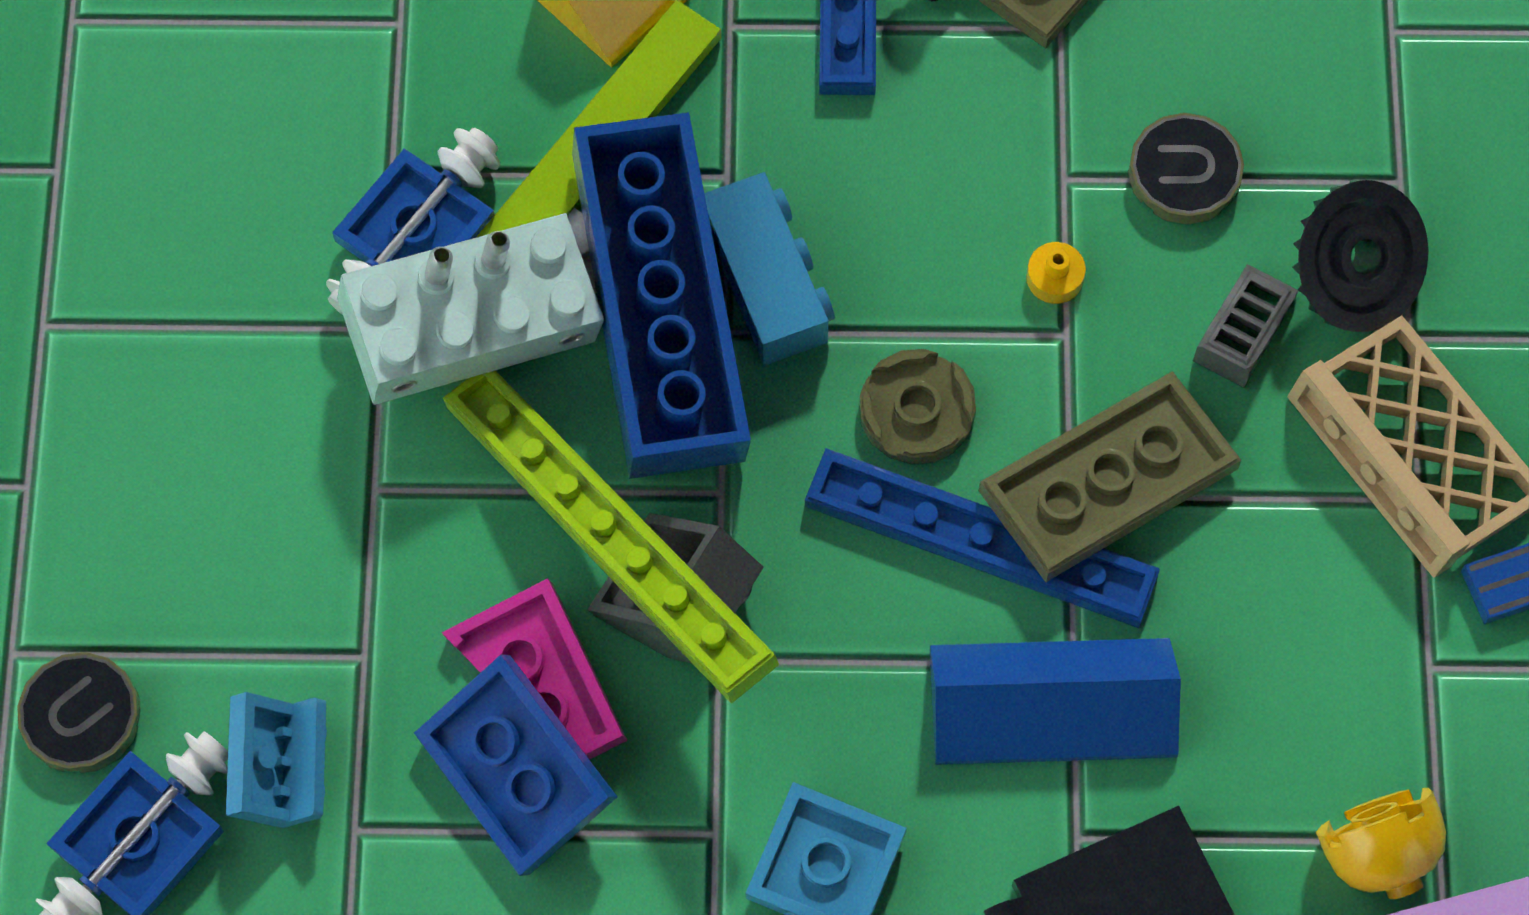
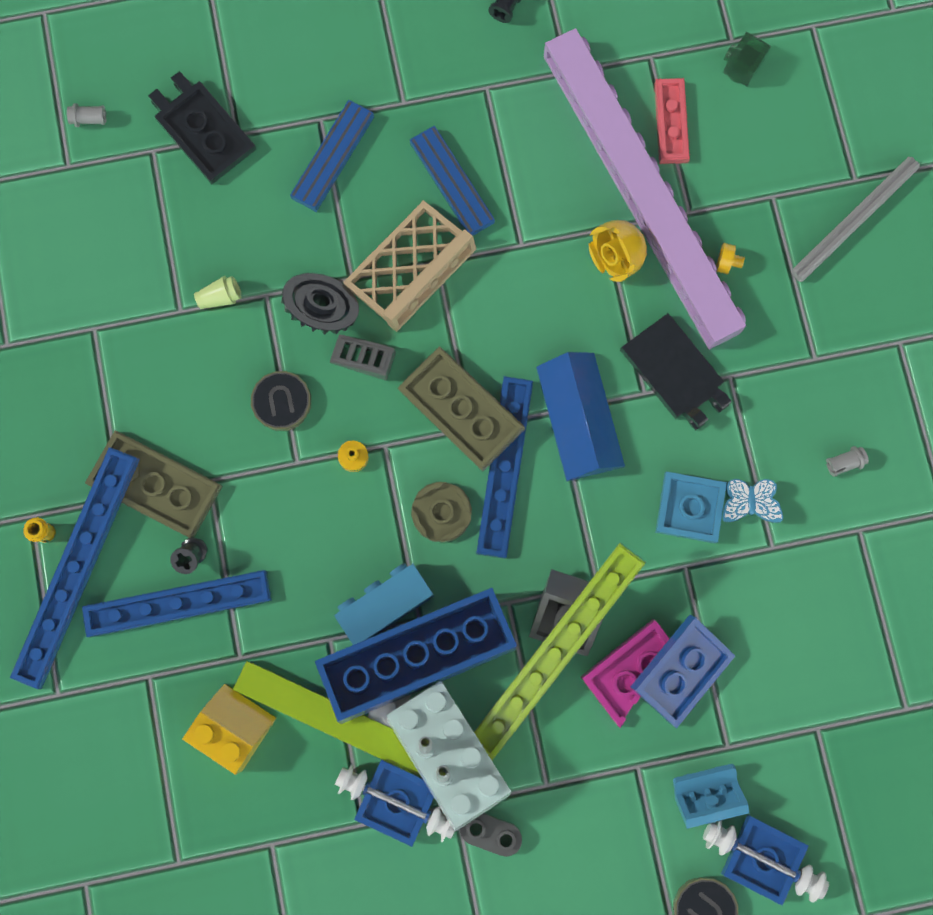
camera: 105 degrees left, 10 degrees up
(320, 371) = (491, 833): none -> dark grey plate
(1413, 95) = (219, 293): none -> yellowish green cone

